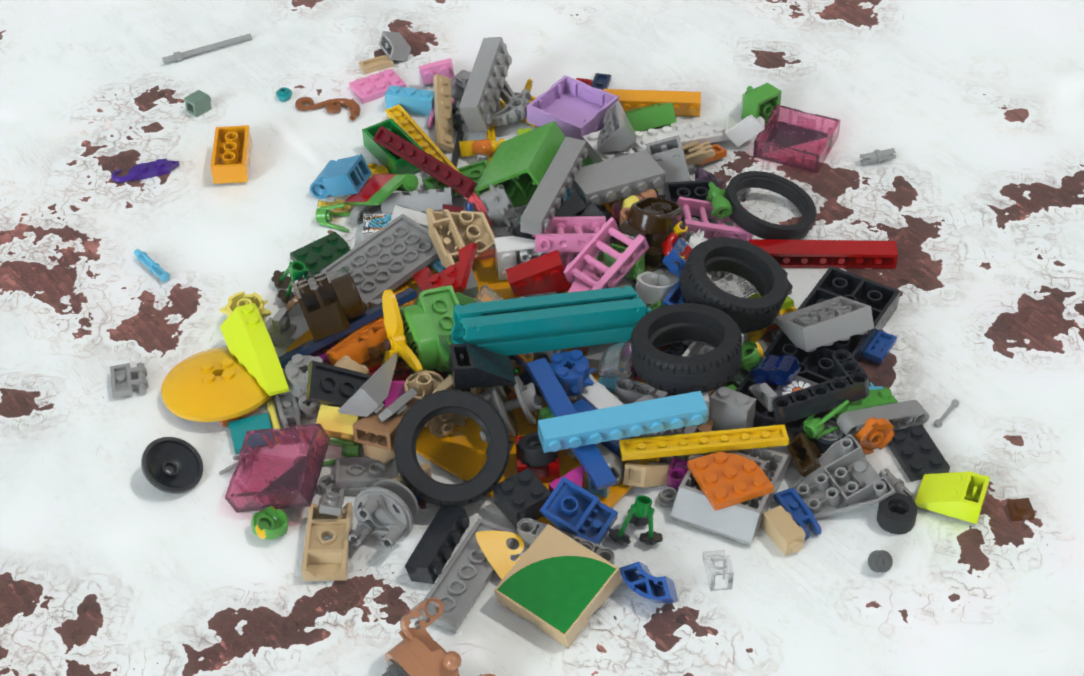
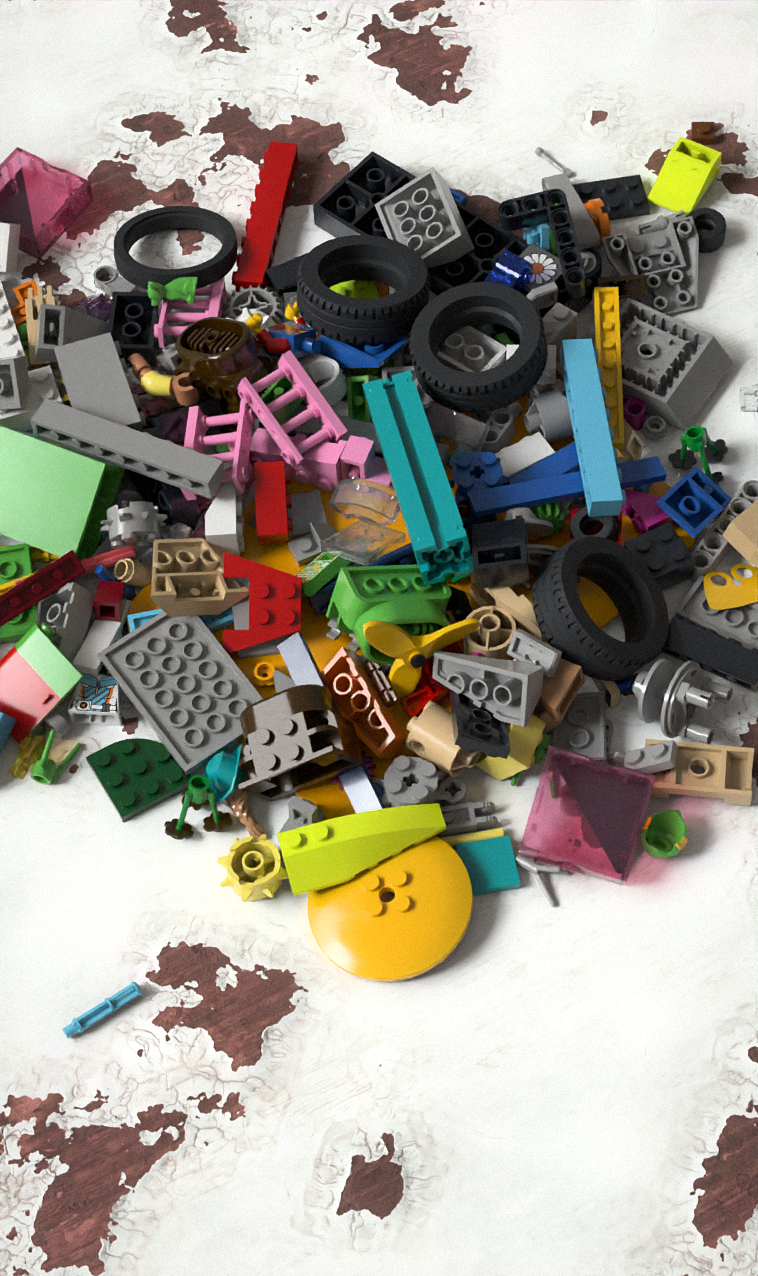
camera: 80 degrees left, 15 degrees up
(122, 380) = (359, 1034): light grey plate -> none
(178, 458) = (553, 951): black dish -> none
(729, 479) = (664, 354): orange plate -> none
(783, 530) = (726, 327): tan brick -> none
(800, 512) = (698, 311): blue hinge -> none
(814, 427) = (590, 262): bright green plant -> none
(877, 156) = (85, 131): light grey pin -> none

